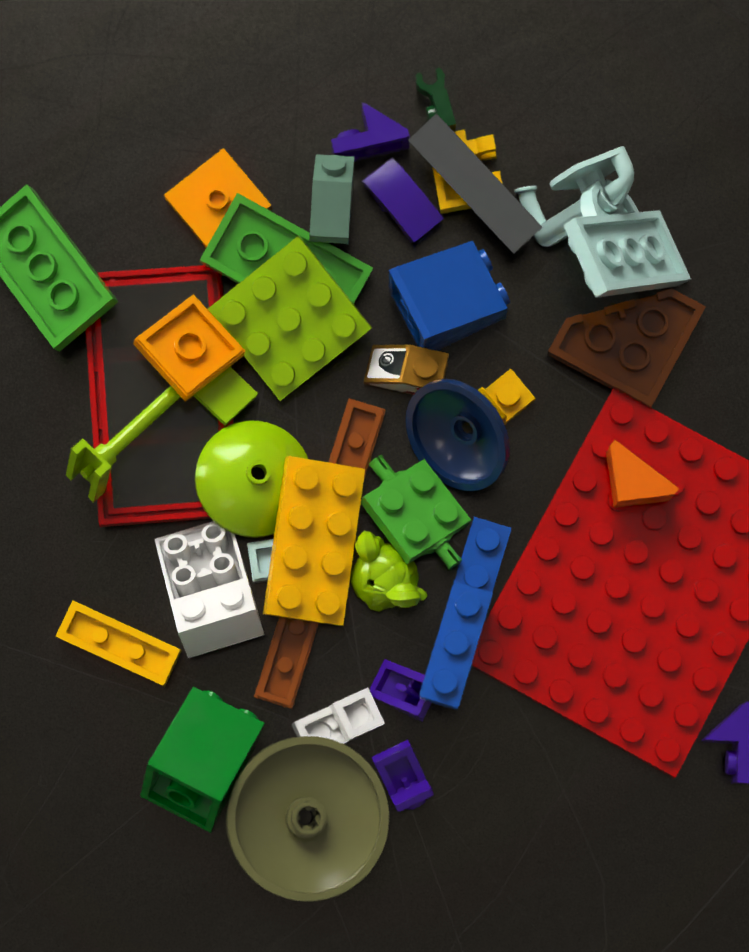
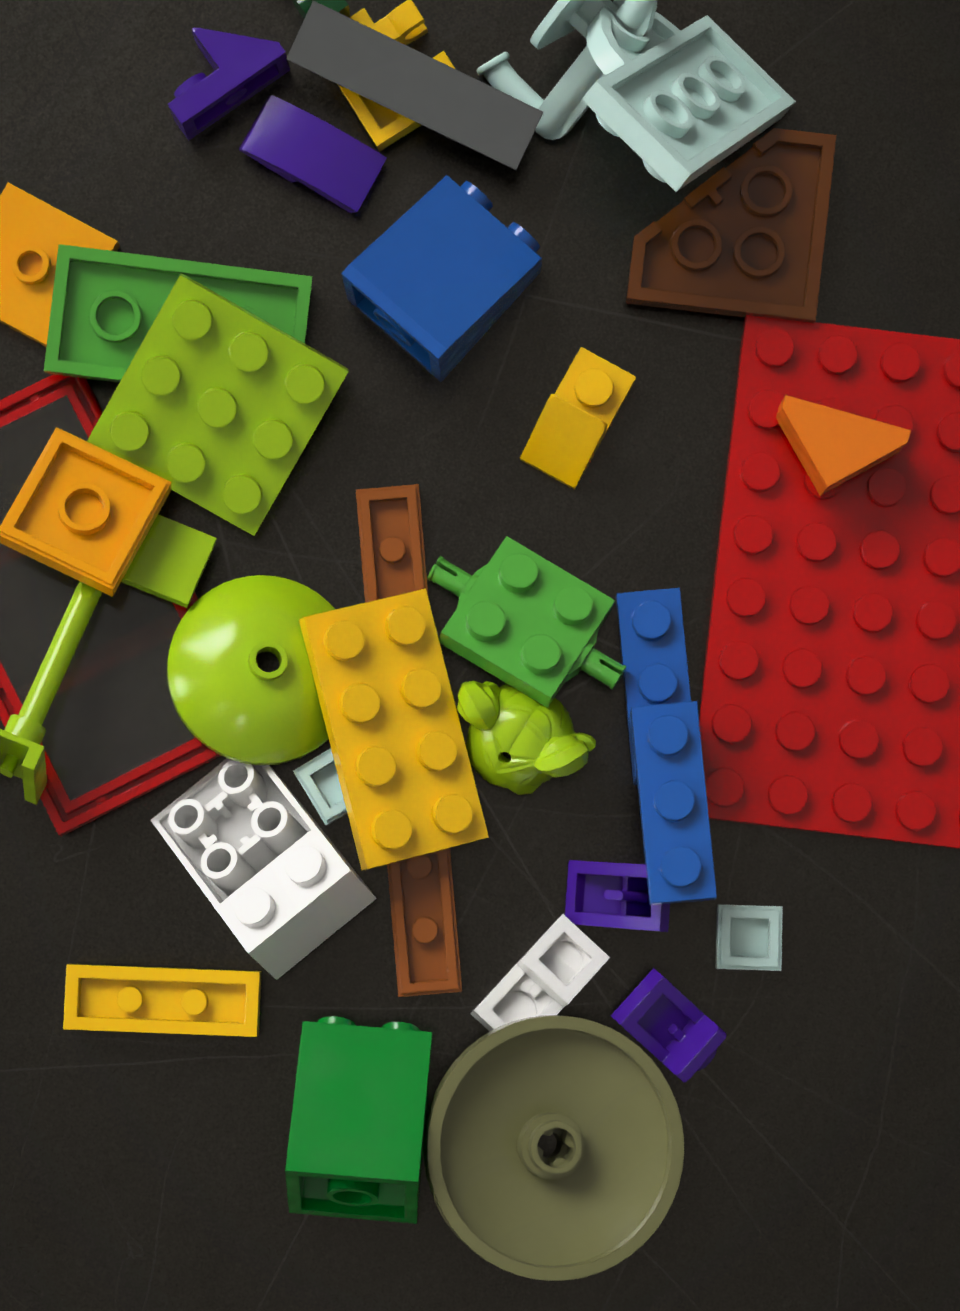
camera: 20 degrees left, 5 degrees up
(332, 199) = (206, 196): sand green slope -> none
(404, 367) = (426, 411): pearl gold slope -> none
(458, 434) = (545, 480): dark blue dish -> none
(470, 745) = (749, 937): none -> light aqua tile

